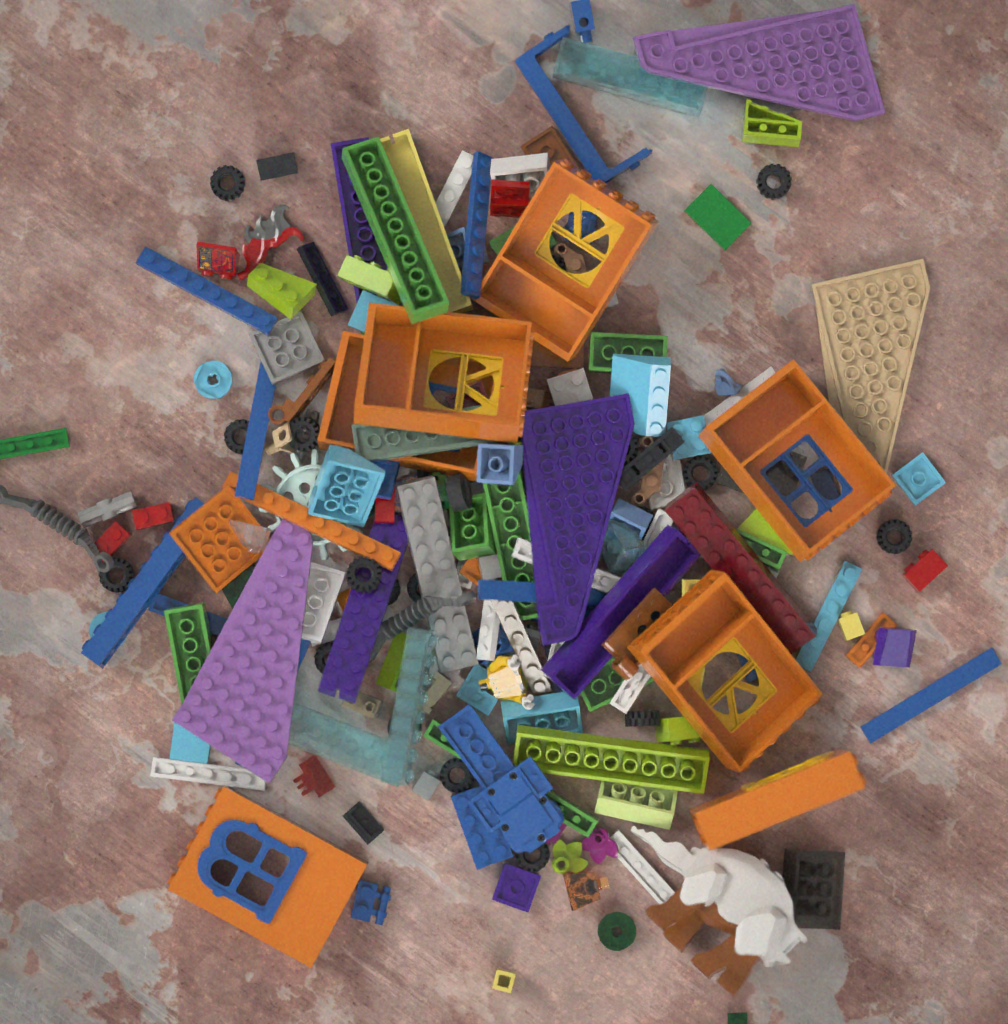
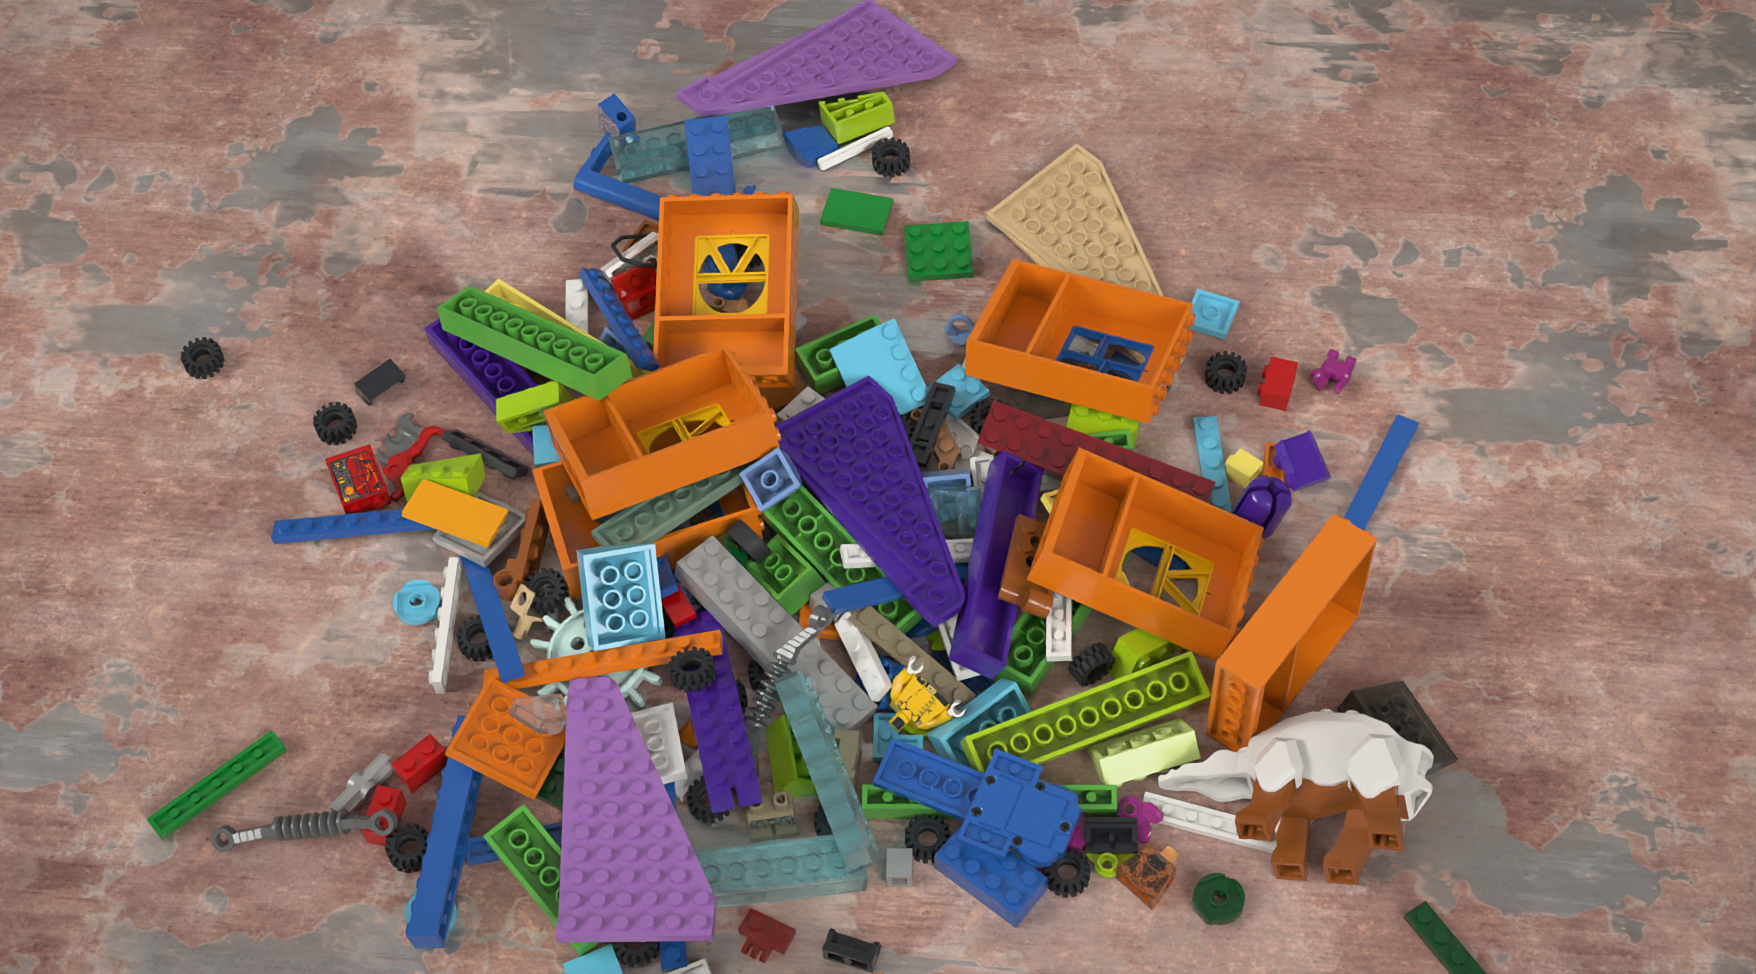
camera: 30 degrees left, 30 degrees down
(160, 70) = (204, 367): none -> black tyre
(227, 406) = (447, 617): none -> white plate
(271, 330) = (455, 513): none -> light orange tile
(509, 161) = (634, 236): none -> black piece
(516, 887) = (1073, 918): dark purple plate -> none
(574, 850) = (1111, 835): none -> black hinge
(626, 113) = (709, 156): none -> blue brick
(721, 128) = (809, 144): none -> blue slope
(753, 153) = (854, 148): none -> white axle
(756, 293) = (938, 251): none -> green plate
(836, 679) = (1264, 503): none -> dark purple cylinder
(973, 584) = (1336, 371): none -> magenta animal

